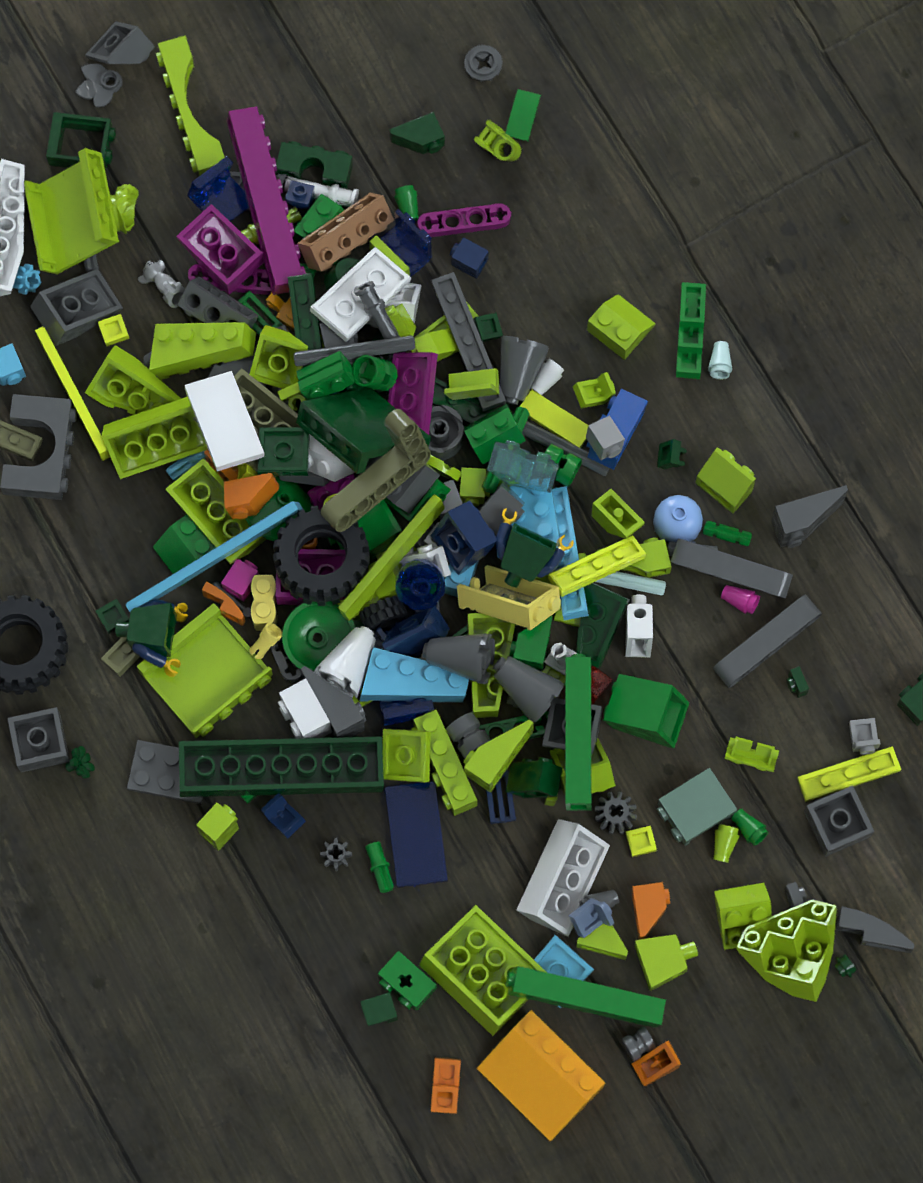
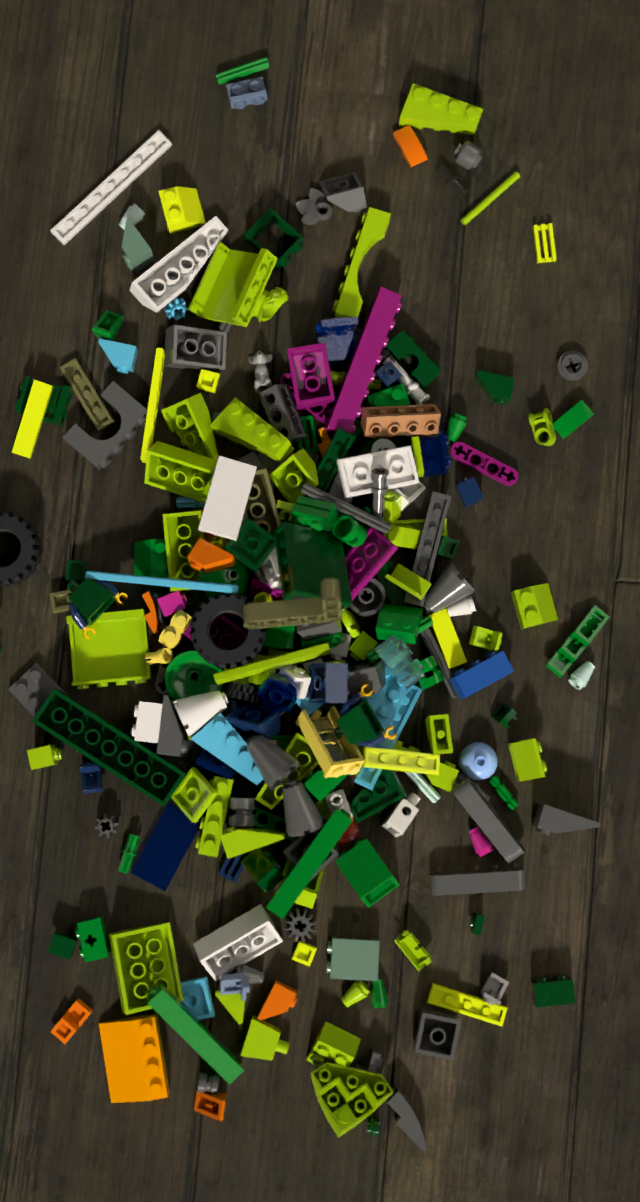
camera: 30 degrees right, 10 degrees up
(605, 438) = (467, 681): light grey brick -> none

